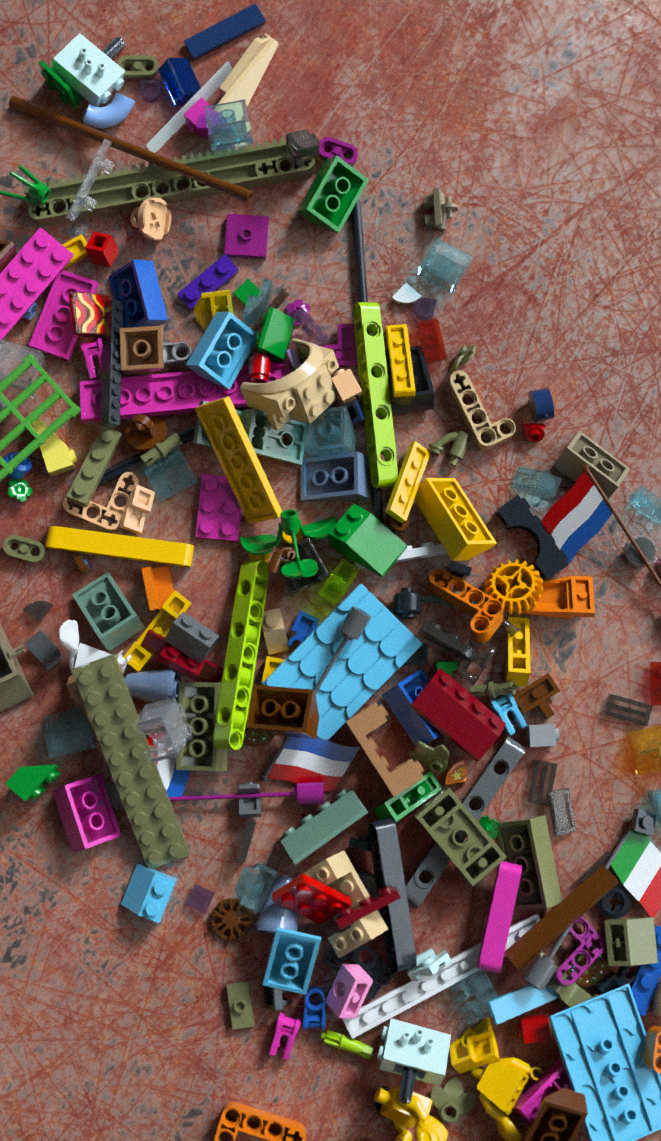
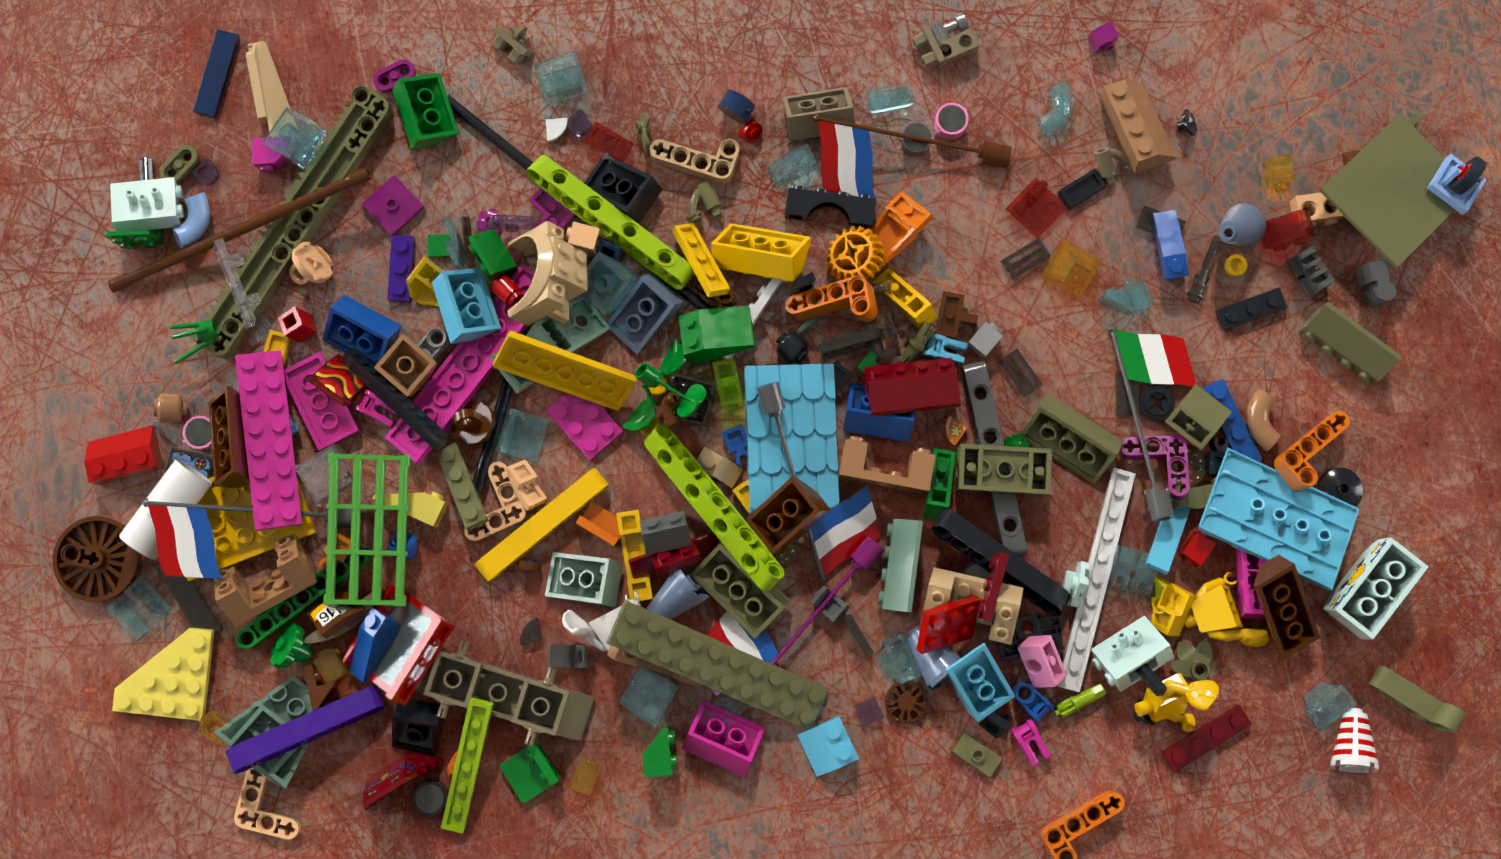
camera: 40 degrees left, 0 degrees up
(19, 489) = (424, 561): plant -> none
(25, 548) = (474, 599): olive plate -> none
(161, 450) = (498, 423): olive pin -> none
(166, 726) = (715, 612): clear piece -> none
(178, 120) = (251, 170): white sticker -> none
(179, 80) = (222, 143): clear blue brick -> none
(293, 358) = (526, 259): lavender tile -> none
(302, 146) = (367, 98): clear smoke slope -> none
(361, 842) = (941, 548): black plate -> none
(400, 360) = (602, 179): yellow tile -> none
(433, 758) = (927, 436): olive plate -> none
(499, 917) = (1090, 497): dark pink beam -> none
(561, 811) = (1055, 378): clear smoke tile -> none
(561, 917) = (1133, 451): reddish brown tile -> none
(643, 822) = (1119, 325): black plate -> none

